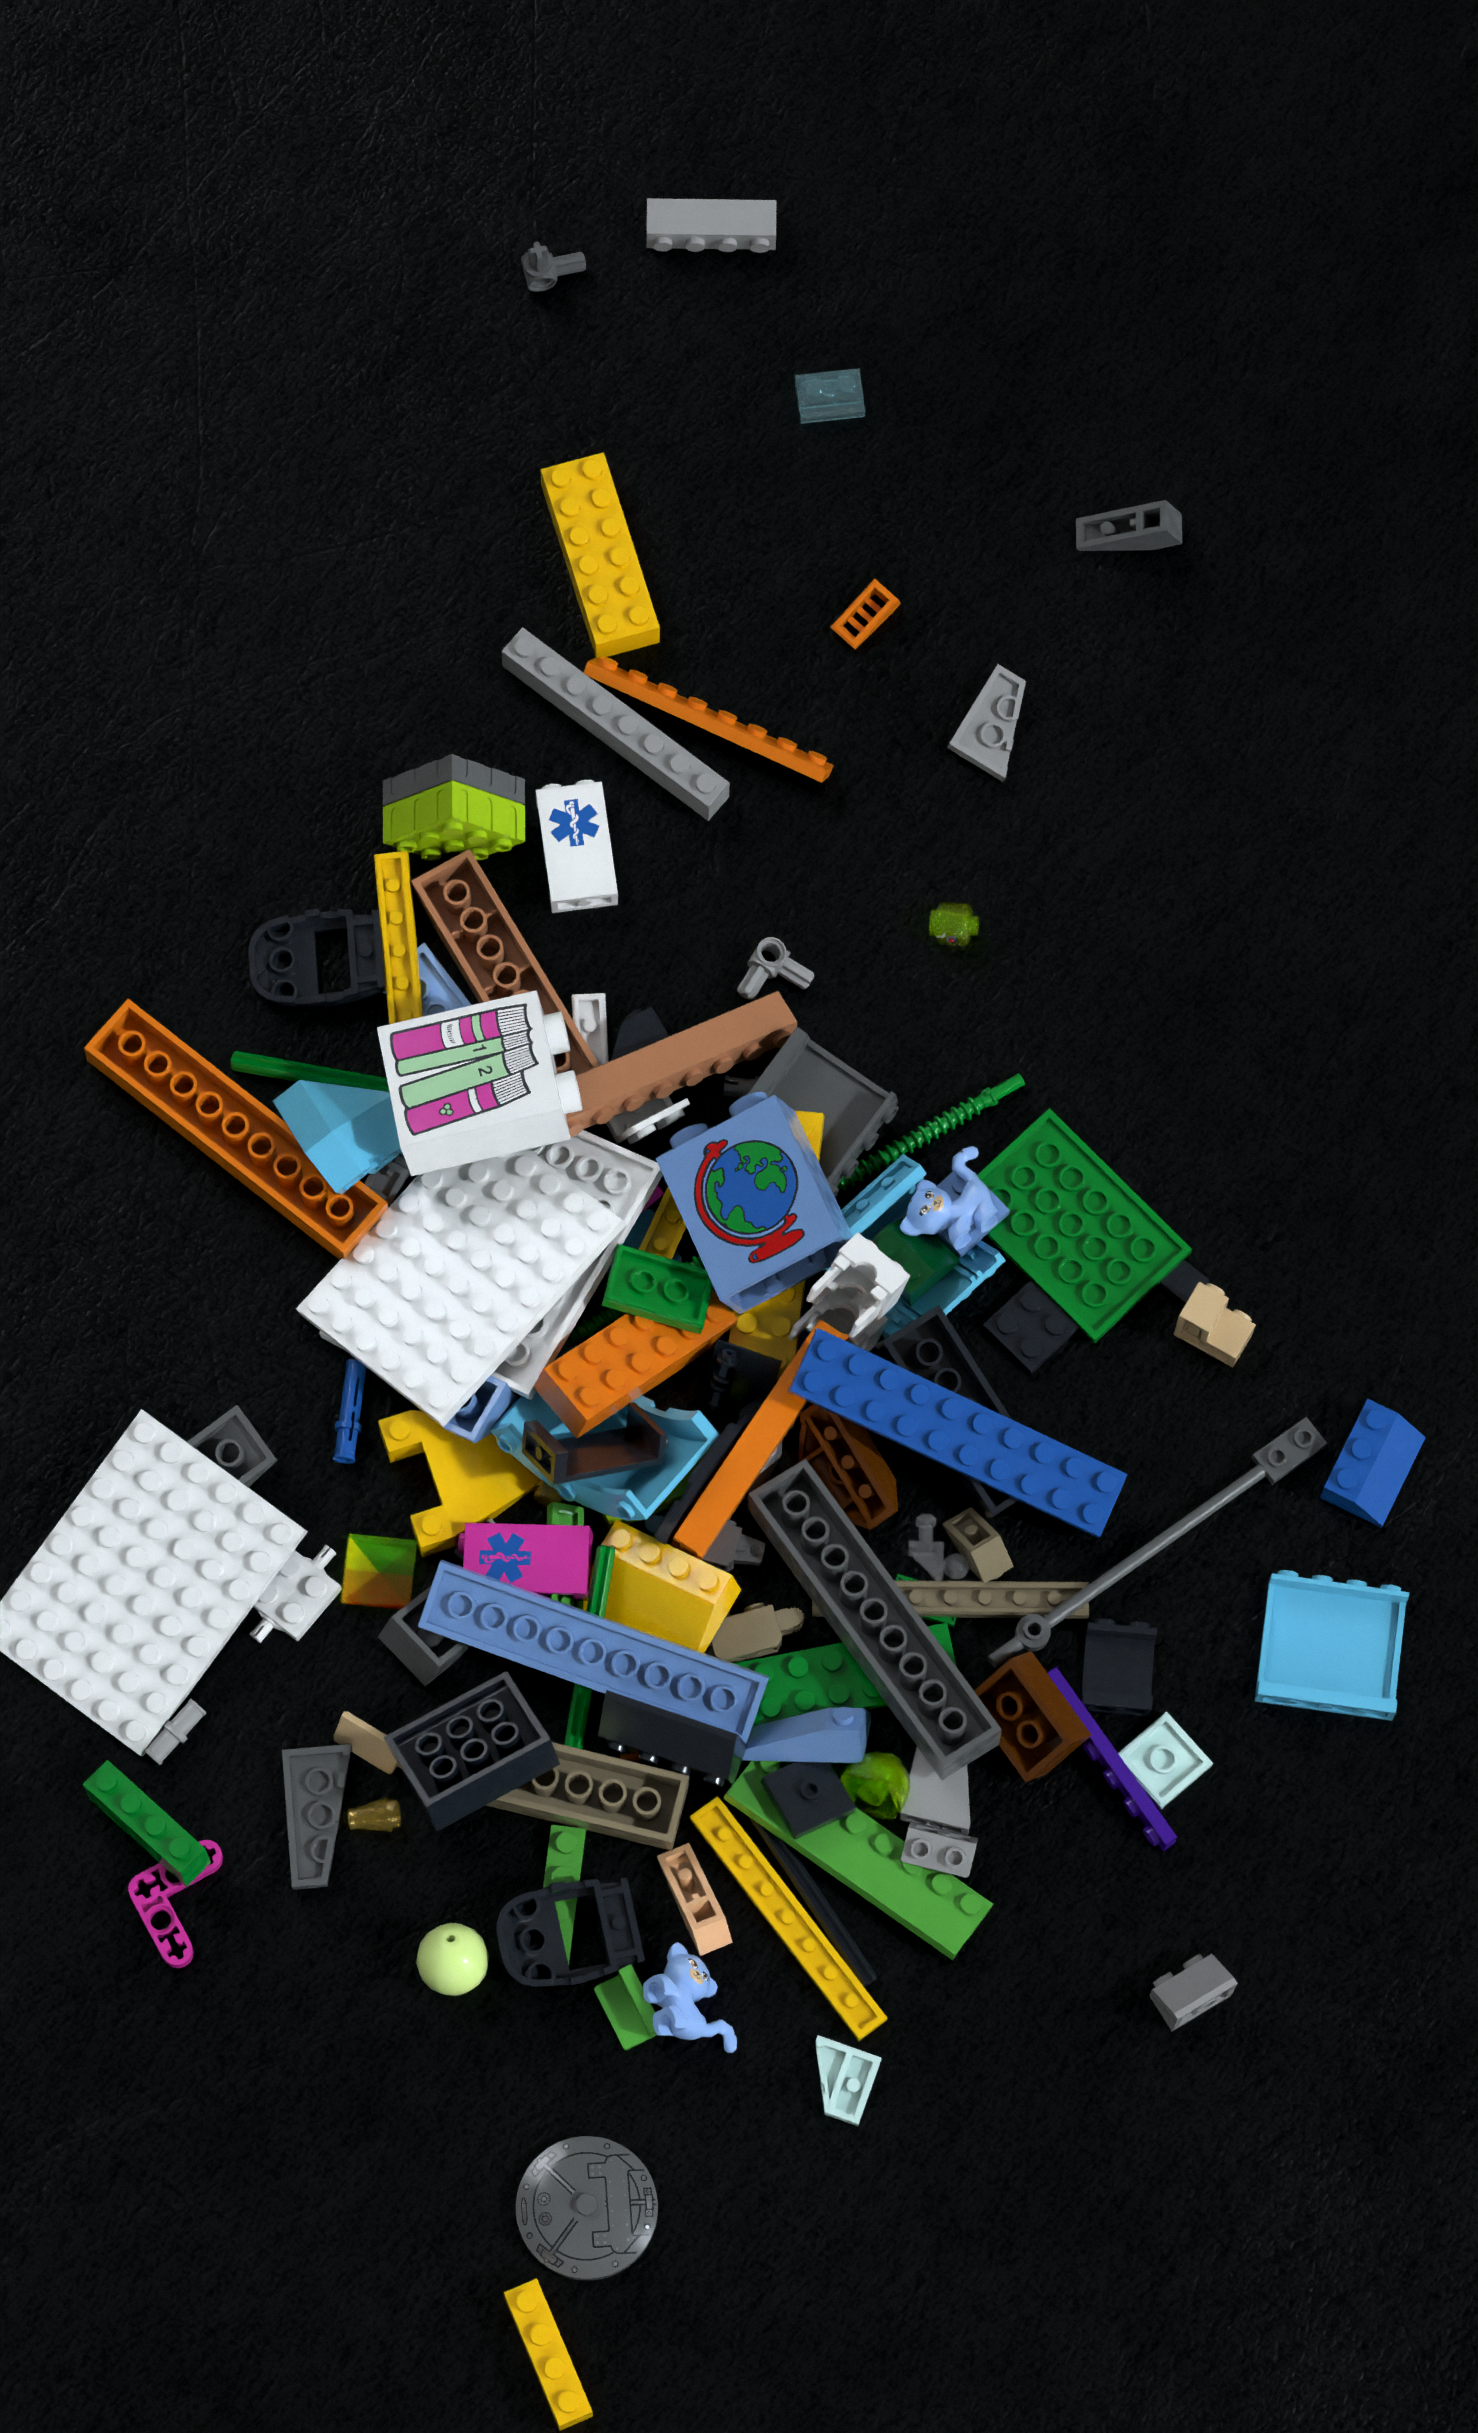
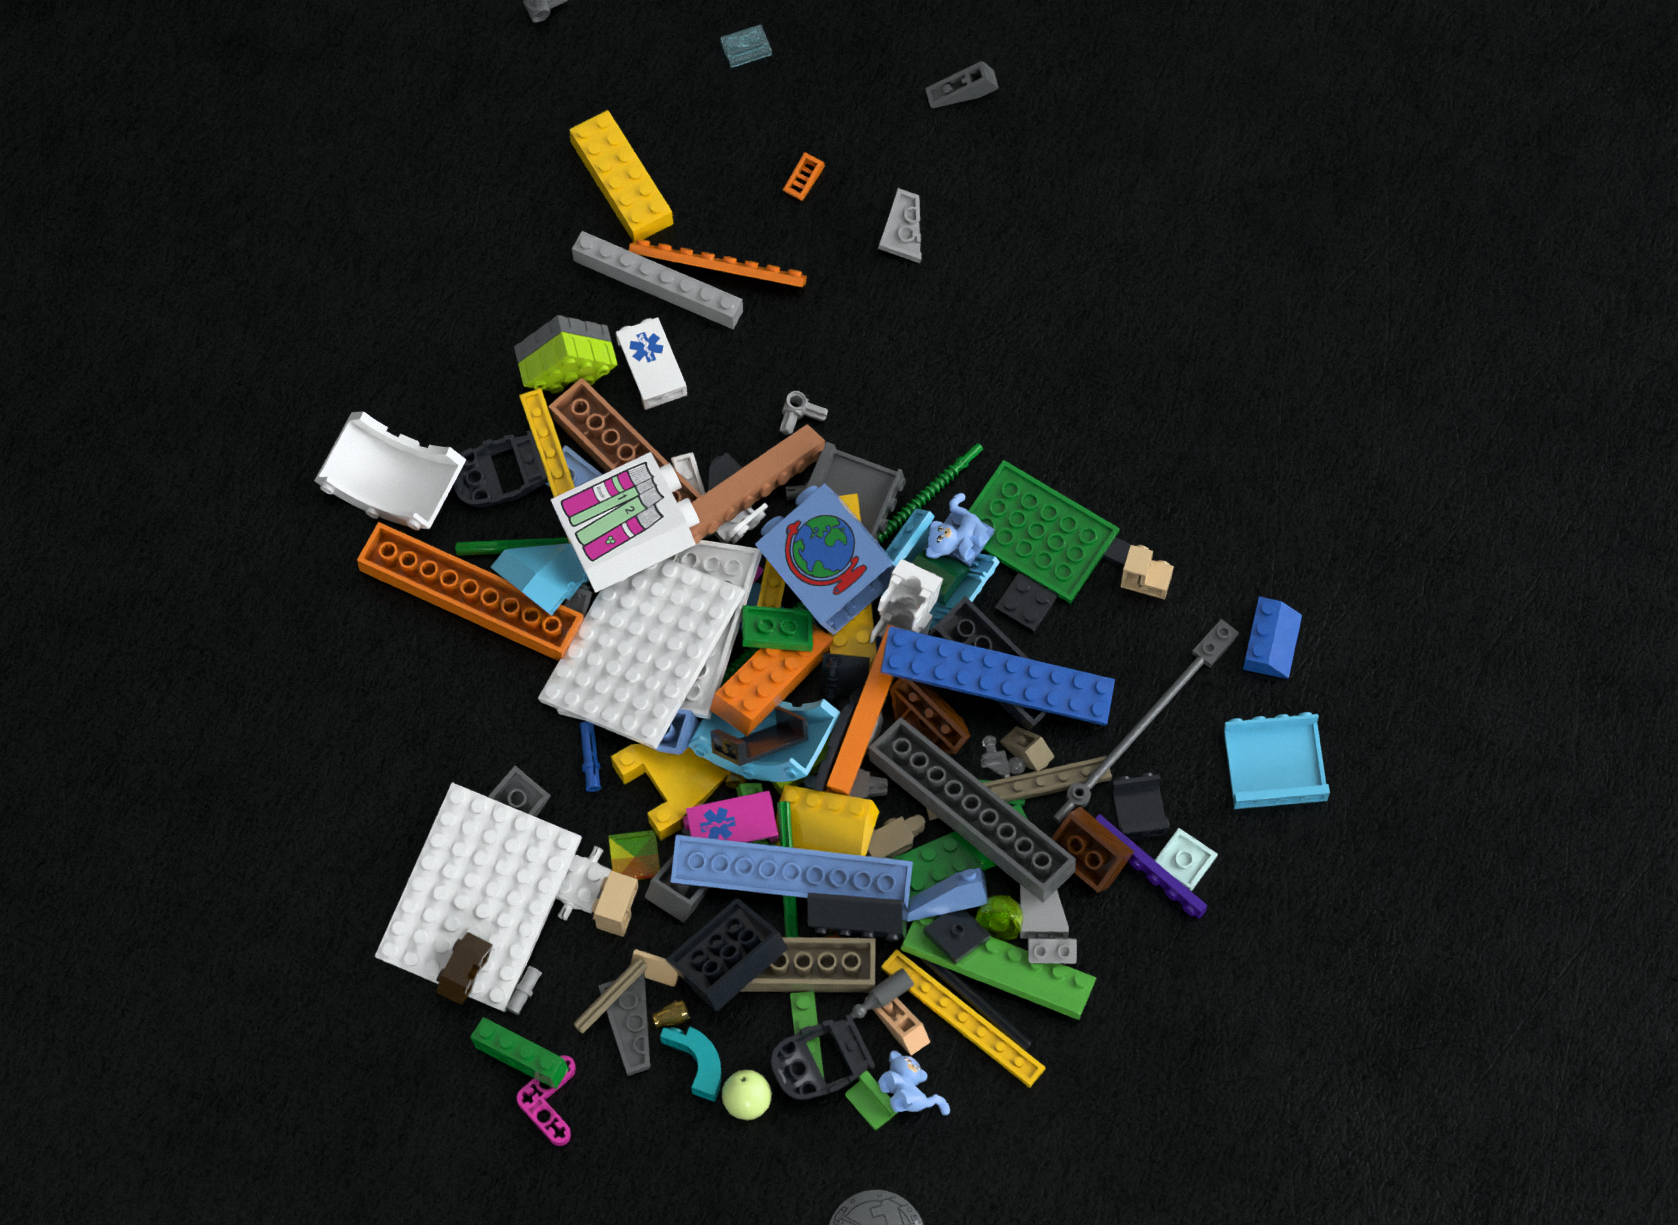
camera: 10 degrees left, 5 degrees down
(95, 1681) = (460, 973): none -> dark brown brick
(161, 927) = (389, 473): none -> white panel
(294, 1769) = (610, 995): none -> dark tan axle
(331, 1639) = (613, 908): none -> tan brick
(410, 1907) = (708, 1077): none -> teal arch
(683, 1858) = (884, 993): none -> dark grey wheel
(845, 2079) = (1027, 1114): light aqua wing -> none
(953, 924) = (910, 358): clear neon green head -> none
(1192, 1991) = (1242, 1003): light grey slope -> none

